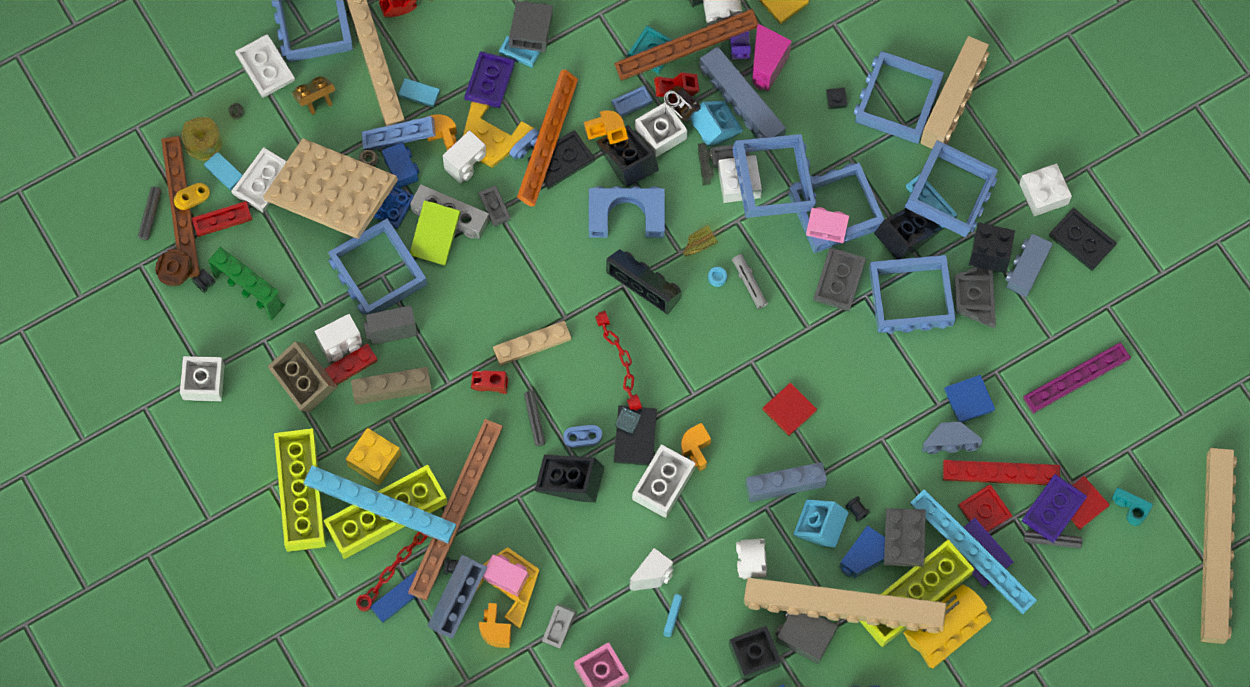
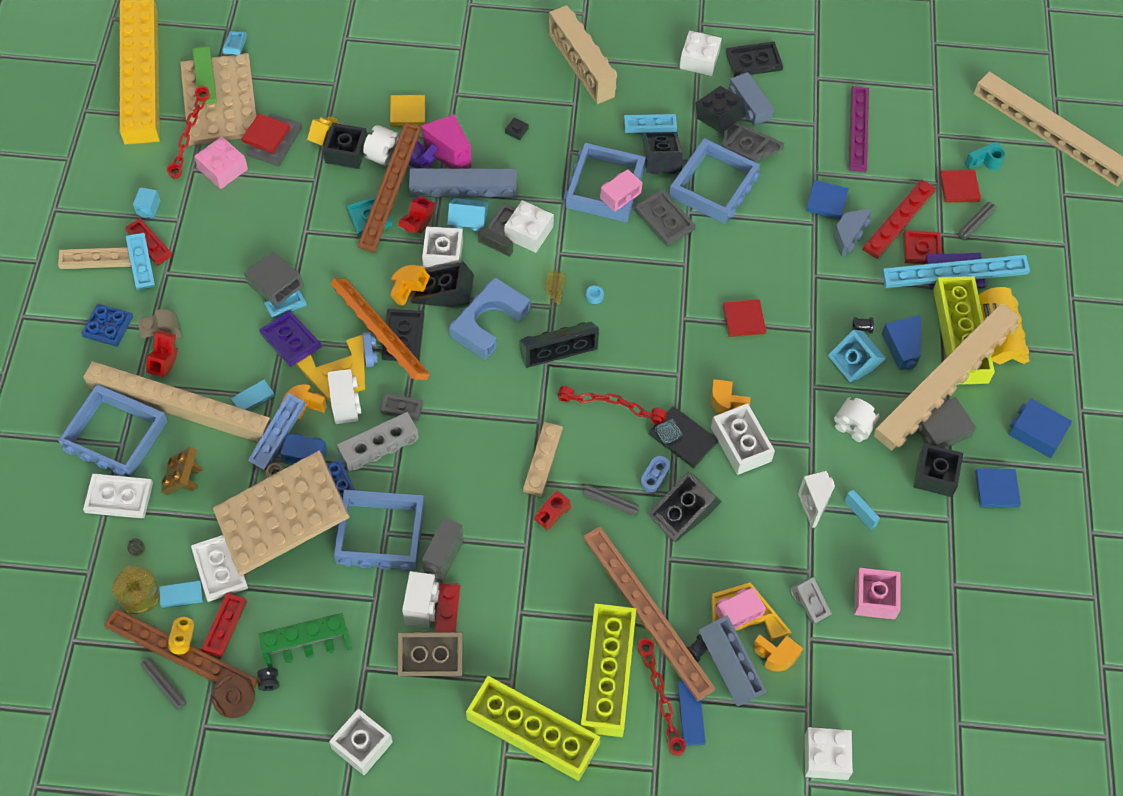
camera: 55 degrees left, 10 degrees down
(373, 456) = (548, 646): yellow brick -> none
(380, 504) = (602, 666): medium azure plate -> none
(391, 385) = (495, 589): dark tan brick -> none
(435, 232) = (388, 462): lime tile -> none
(632, 101) = (399, 255): medium blue tile -> none
(683, 103) = (440, 217): dark brown piece -> none
(746, 275) = (596, 271): light grey pin -> none
(786, 482) = (805, 357): sand blue brick -> none
(803, 165) = (541, 215): medium blue window -> none
(888, 126) = (547, 121): medium blue window -> none
(904, 537) = (915, 304): dark grey plate -> none
(965, 162) = (619, 95): medium blue window -> none
(1054, 508) = (956, 202): dark purple tile -> none

